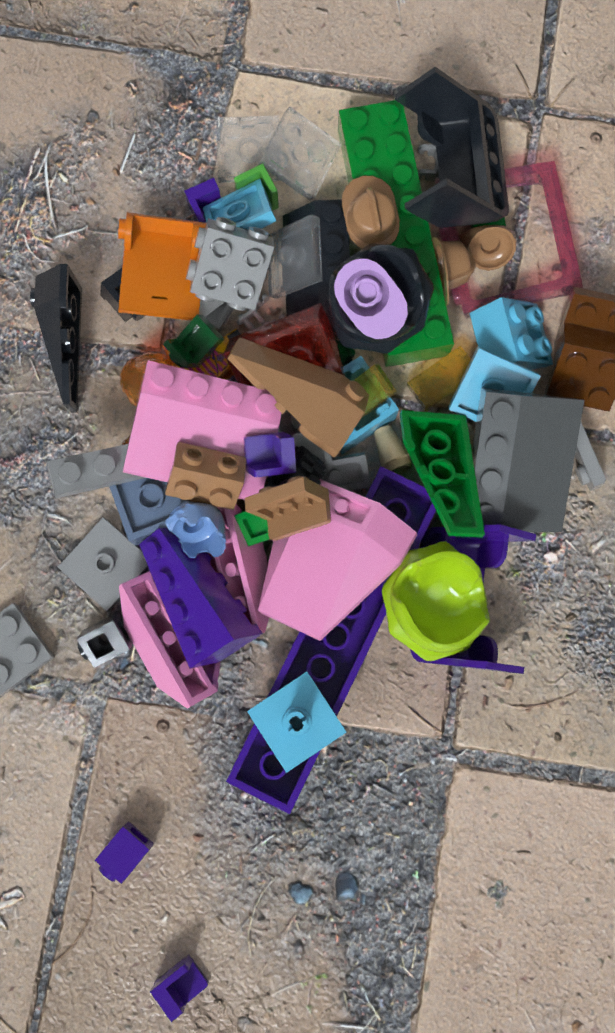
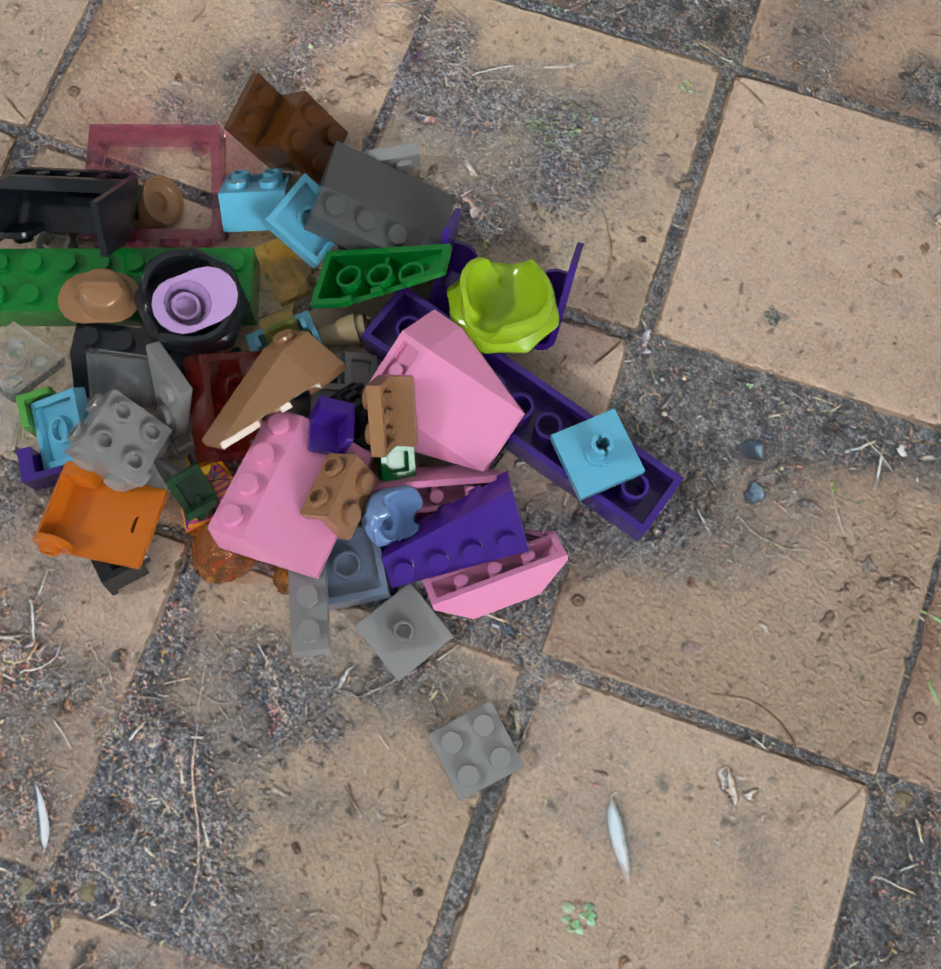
camera: 85 degrees left, 5 degrees down
(58, 311) = (121, 640): black wedge -> none
(96, 649) = (492, 633): brick -> none
(123, 853) = (698, 653): dark purple brick -> none
(178, 987) = (829, 620): dark purple panel -> none
(283, 303) = (171, 389): none -> light grey wing
(453, 263) = (174, 231): medium nougat piece -> none

